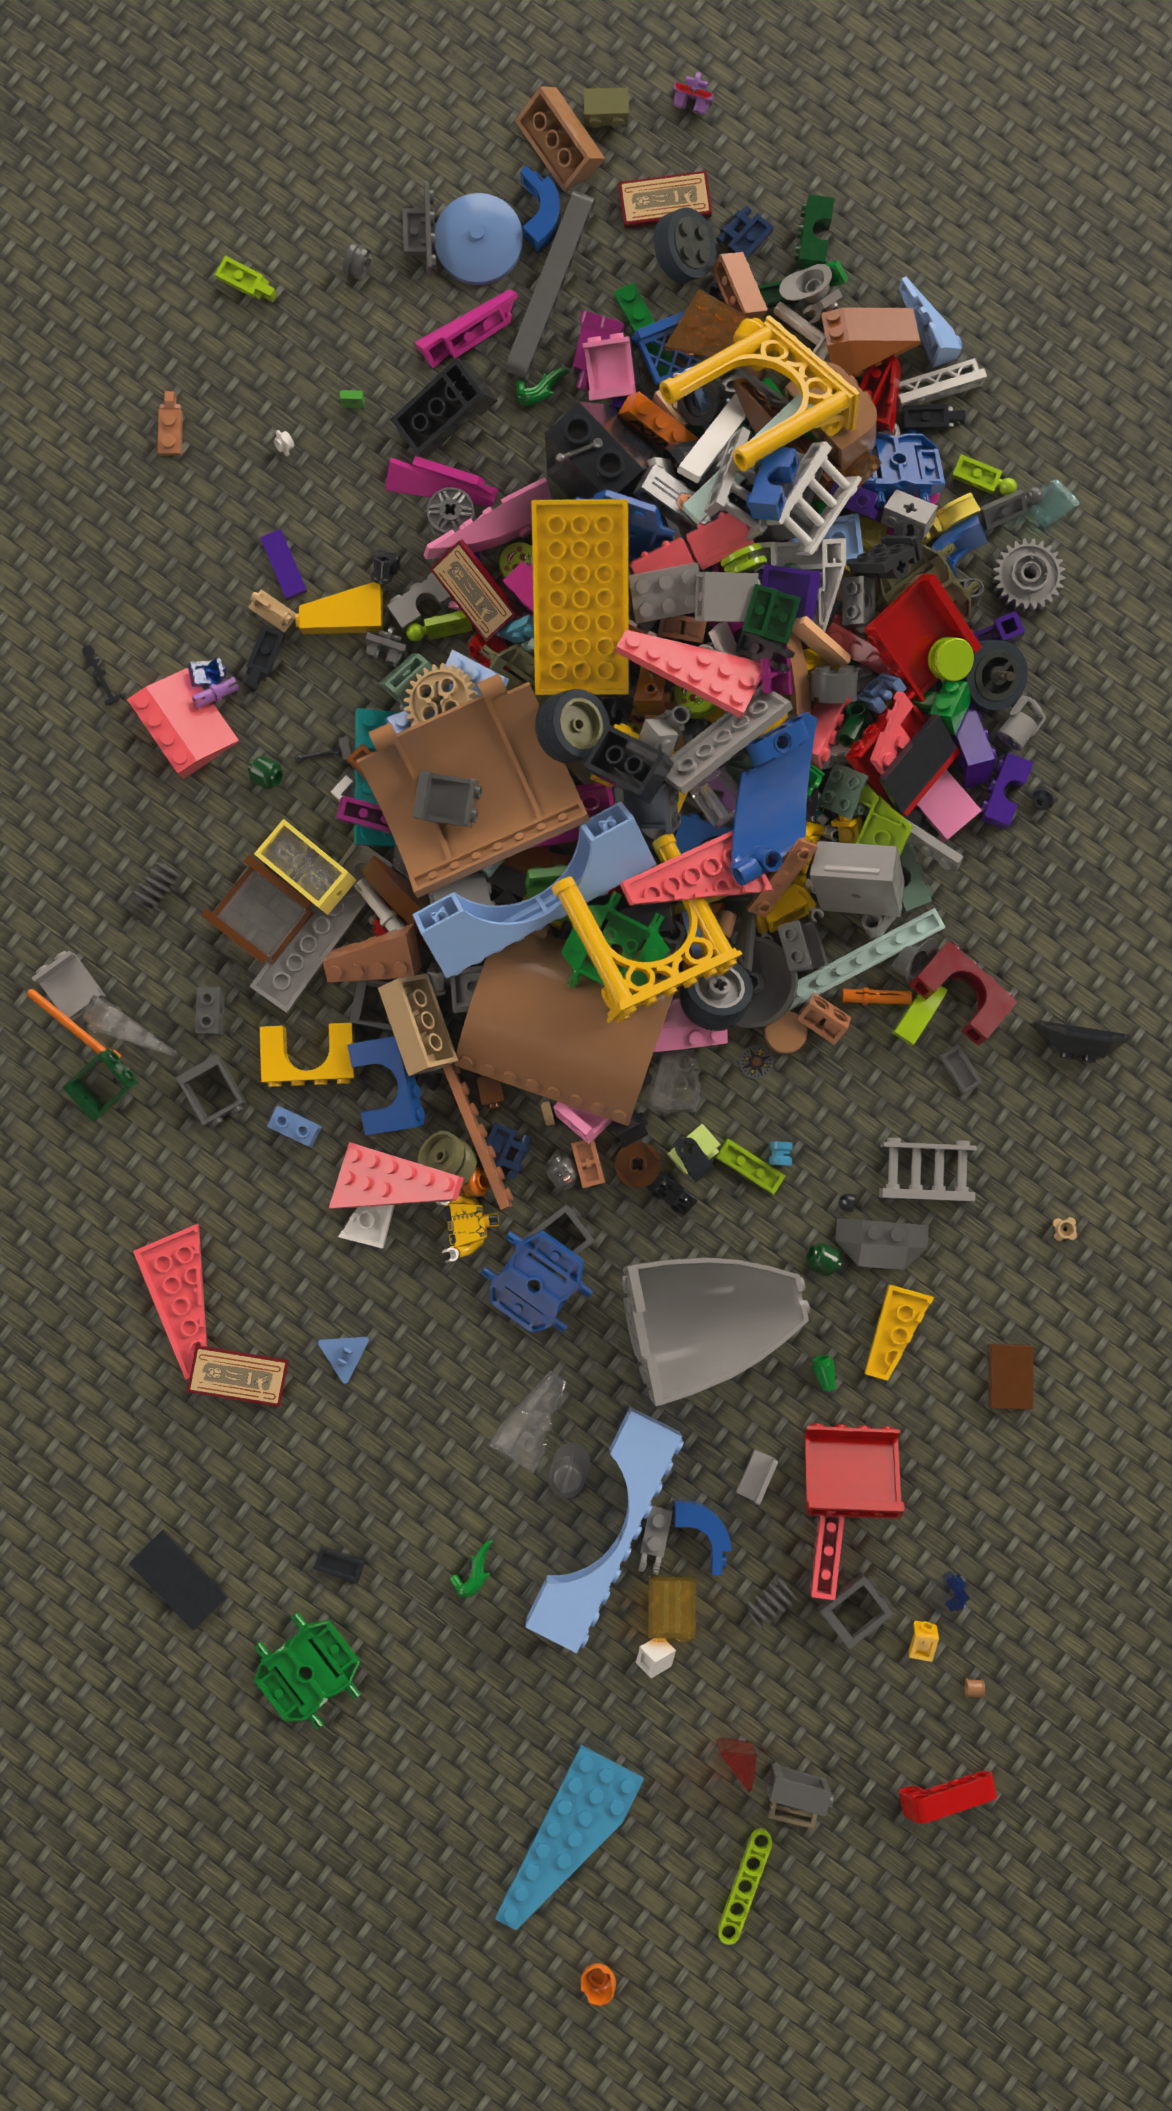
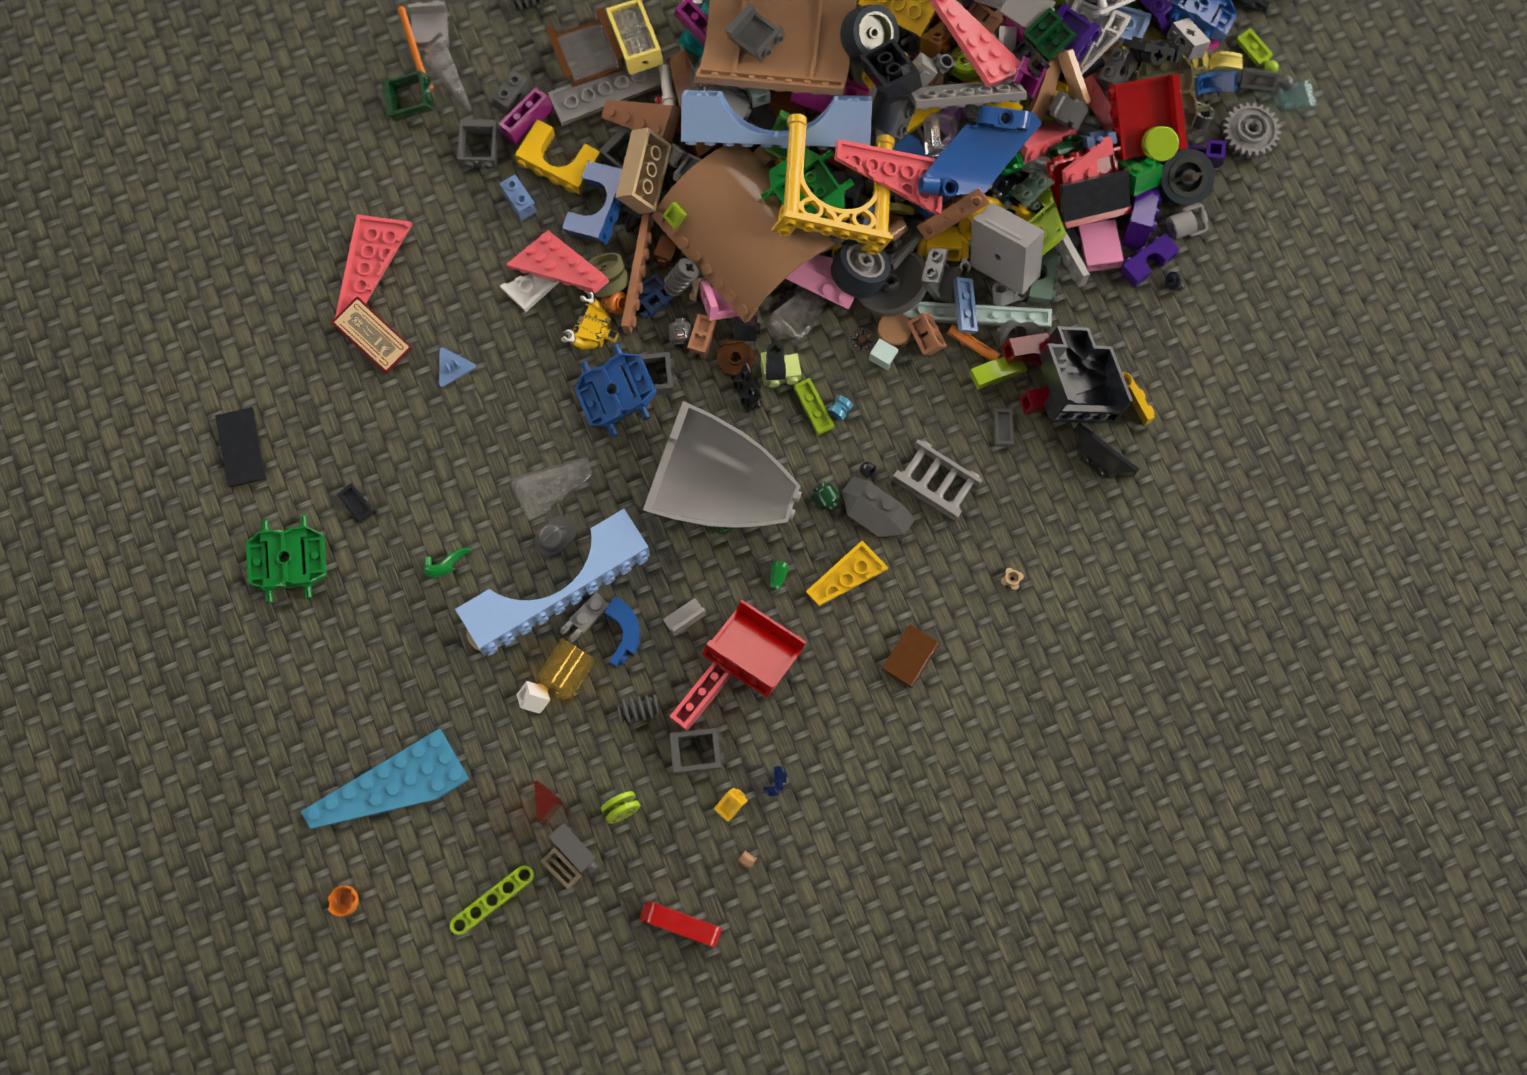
camera: 30 degrees right, 10 degrees down
(244, 1029) = (524, 115): none -> magenta brick
(483, 1055) = (674, 215): none -> lime tile
(528, 1114) = (680, 277): none -> dark grey piece
(790, 1066) = (883, 354): none -> light aqua panel
(817, 1717) = (620, 807): none -> lime head
(845, 961) = (965, 305): none -> medium blue plate
(1017, 972) = (1082, 378): none -> black panel
(1079, 953) = (1144, 411): none -> yellow plate

